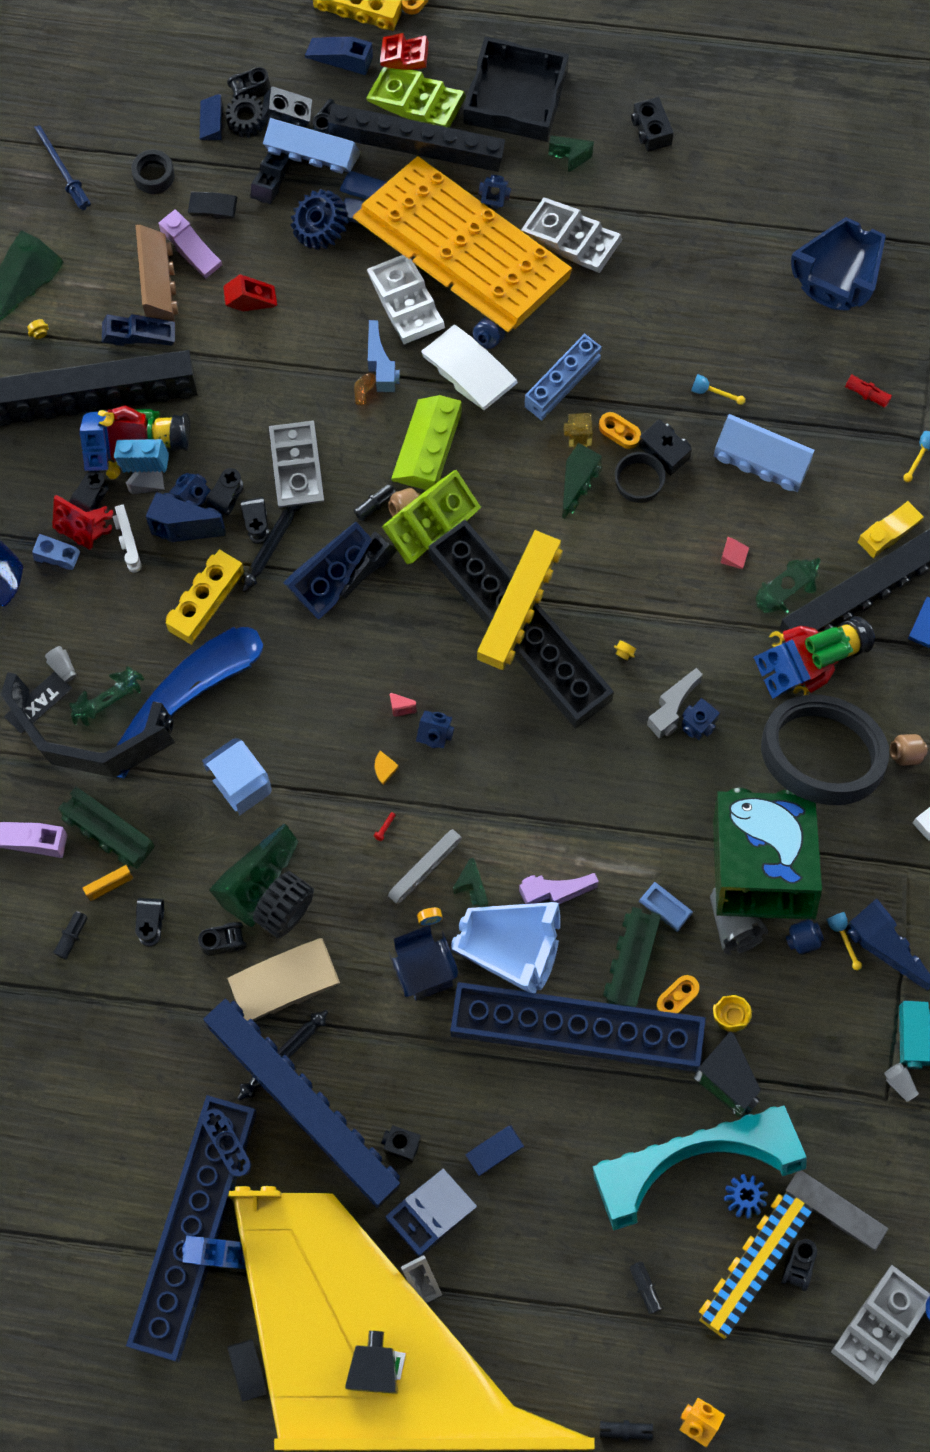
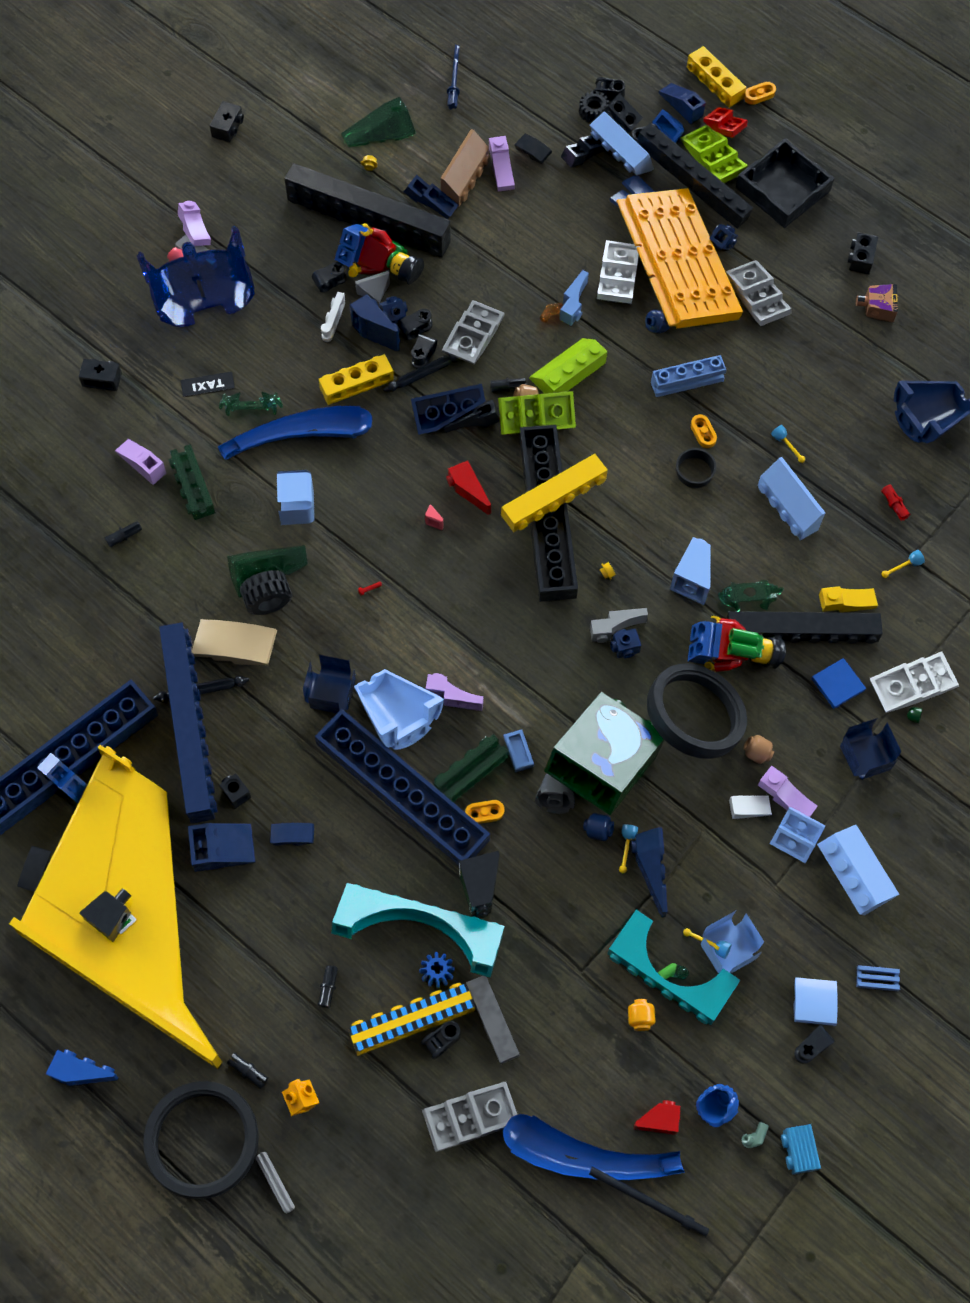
camera: 30 degrees right, 5 degrees down
(55, 552) = (282, 299): medium blue leg -> none
(60, 662) = (237, 367): light grey cone -> none
(80, 525) = (306, 289): red plate -> none
(108, 883) = (171, 516): light orange tile -> none
(110, 763) = (224, 441): black panel -> none
(141, 455) = (375, 268): dark azure brick -> none
(149, 916) = (177, 553): black piece -> none
(151, 157) = (509, 99): black tyre -> none
(211, 118) = (571, 97): dark blue slope -> none
(223, 1122) = (117, 707): dark blue beam -> none
(224, 939) = (217, 595): black piece -> none
(249, 294) = (517, 213): red slope -> none
(323, 207) = (595, 192): dark blue gear -> none
(344, 92) = (669, 125): none -> blue slope
(384, 767) = (395, 551): light orange tile -> none
(411, 645) = (467, 485): none -> red slope
(422, 1279) = (185, 883): light grey slope -> none
(425, 866) = (376, 627): light grey beam -> none
(429, 916) = (357, 660): light orange tile -> none
(435, 729) = (443, 545): dark blue brick -> none
(469, 367) = (629, 336): white slope -> none
(469, 880) = (398, 654): clear green slope -> none
(575, 149) = (797, 241): clear green slope -> none
(579, 429) = (675, 414): clear yellow brick -> none
(580, 469) = (656, 441): clear green slope -> none
(657, 442) = (727, 458): black brick -> none
(707, 171) = (880, 302): none -> torso
(719, 596) = (693, 572): none -> light blue slope
(732, 1013) = (512, 845): yellow hair -> none
(734, 553) = (727, 553): coral slope -> none
(901, 1081) = (598, 963): light grey cone -> none

